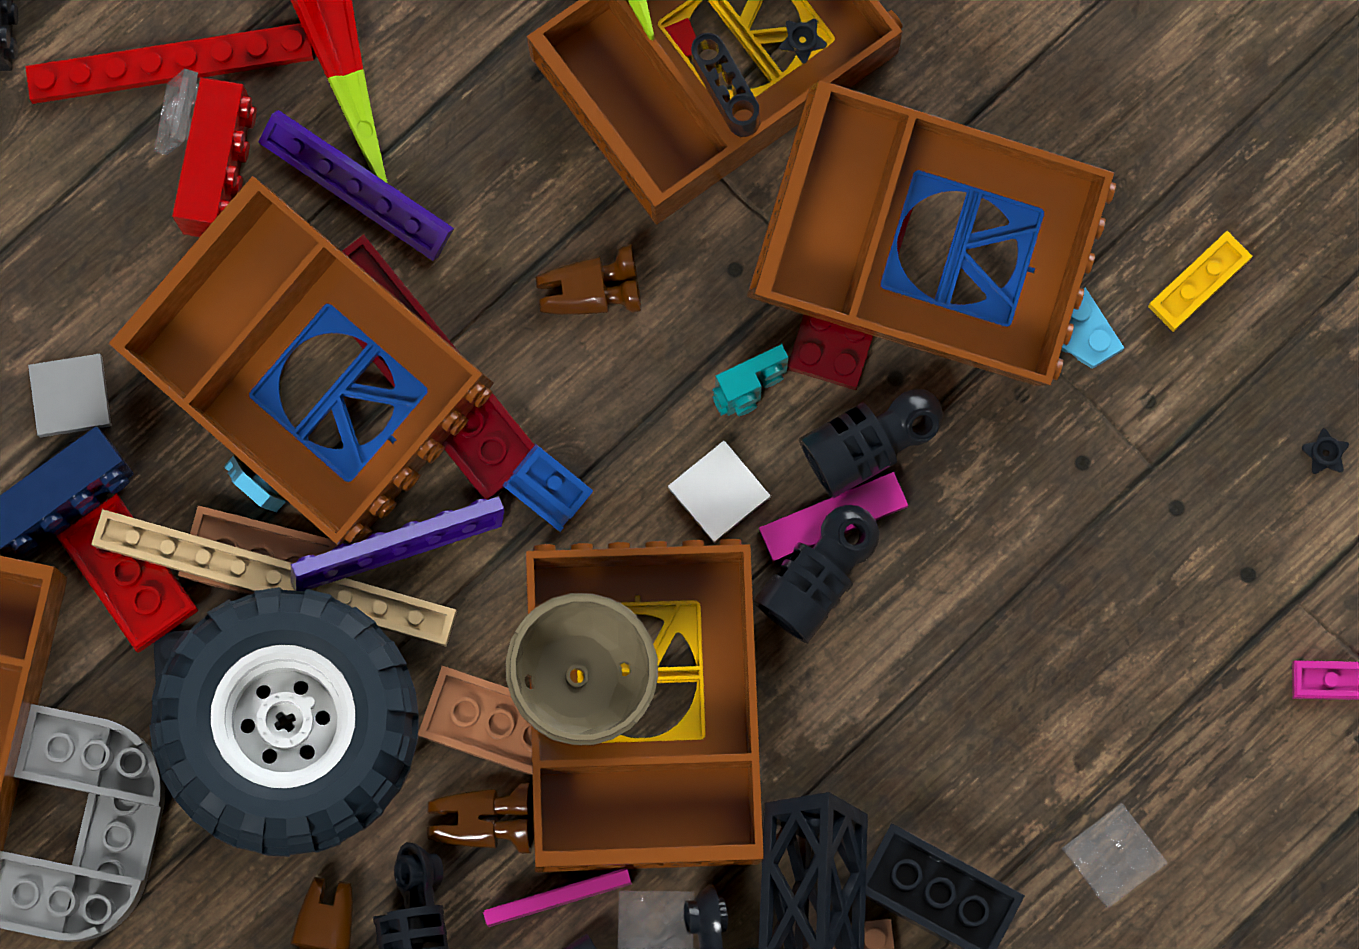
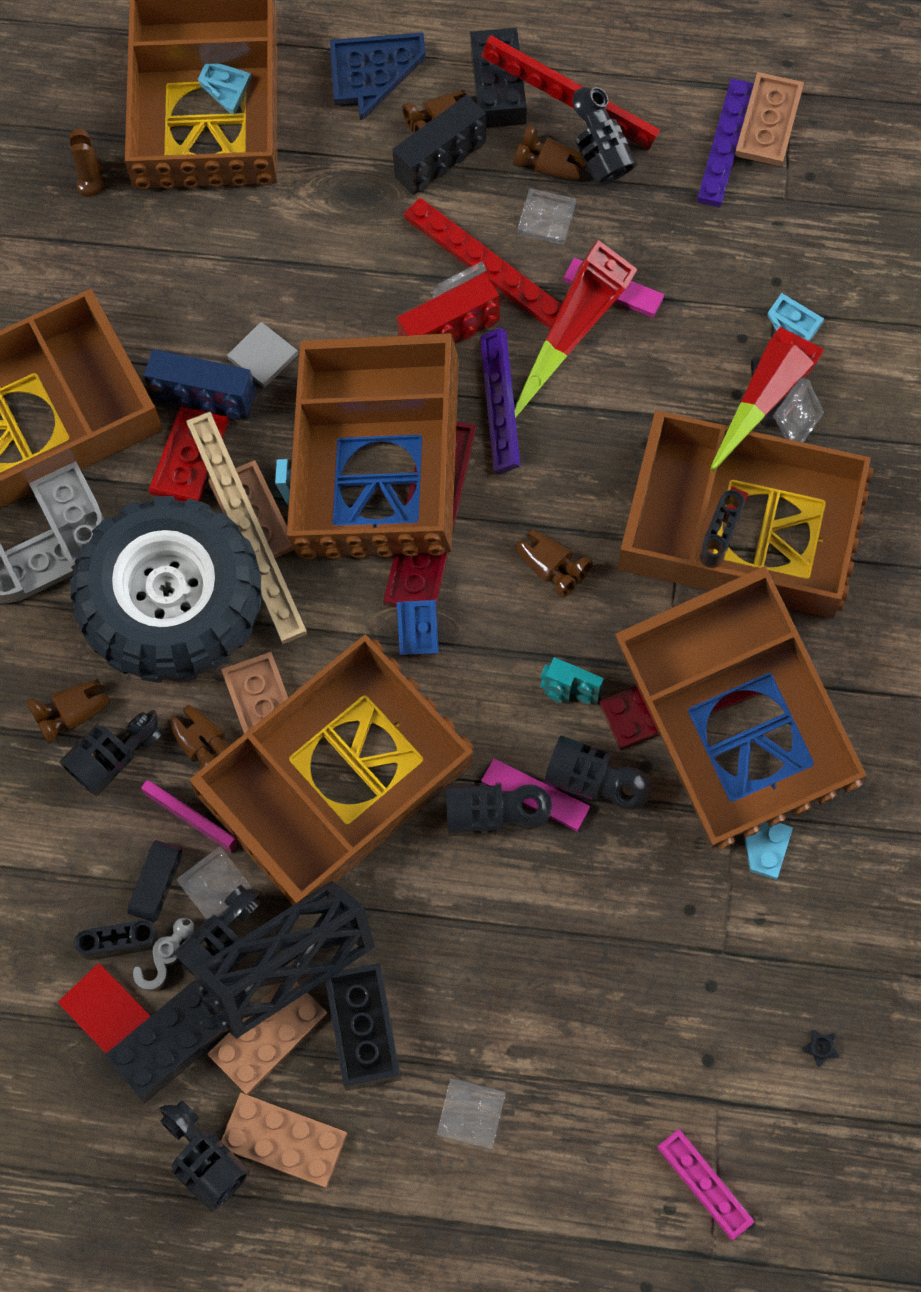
camera: 50 degrees right, 10 degrees down
(399, 544) = (316, 572): dark purple plate -> none
(586, 636) = (320, 684): dark tan piece -> none
(719, 492) = (496, 721): white tile -> none
(798, 30) = (787, 544): black plate -> none
(1200, 281) = (855, 889): yellow plate -> none

